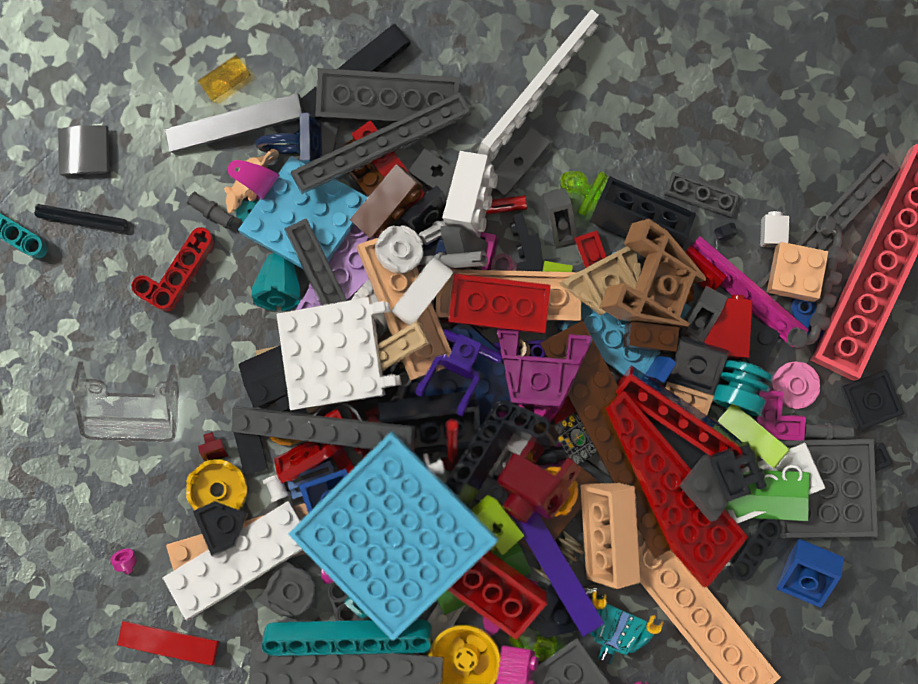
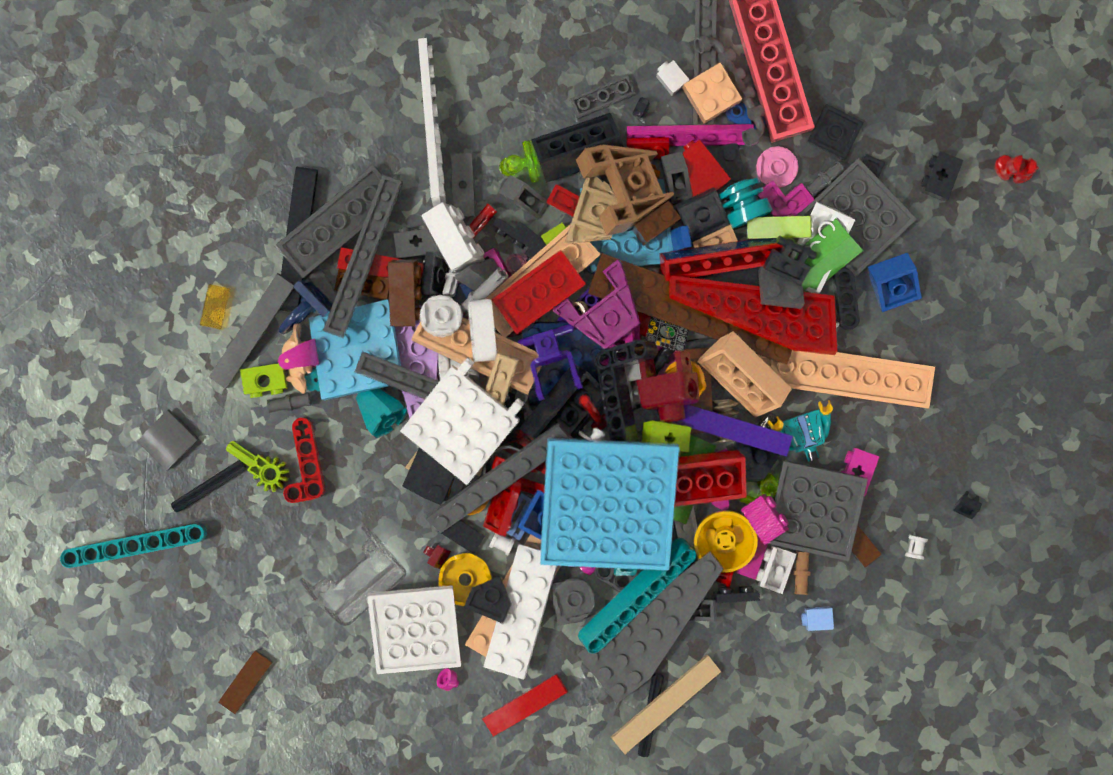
camera: 45 degrees left, 5 degrees up
(135, 492) = (414, 629): none -> white plate
(137, 239) = (259, 466): none -> lime gear
(196, 163) = (251, 380): none -> lime brick

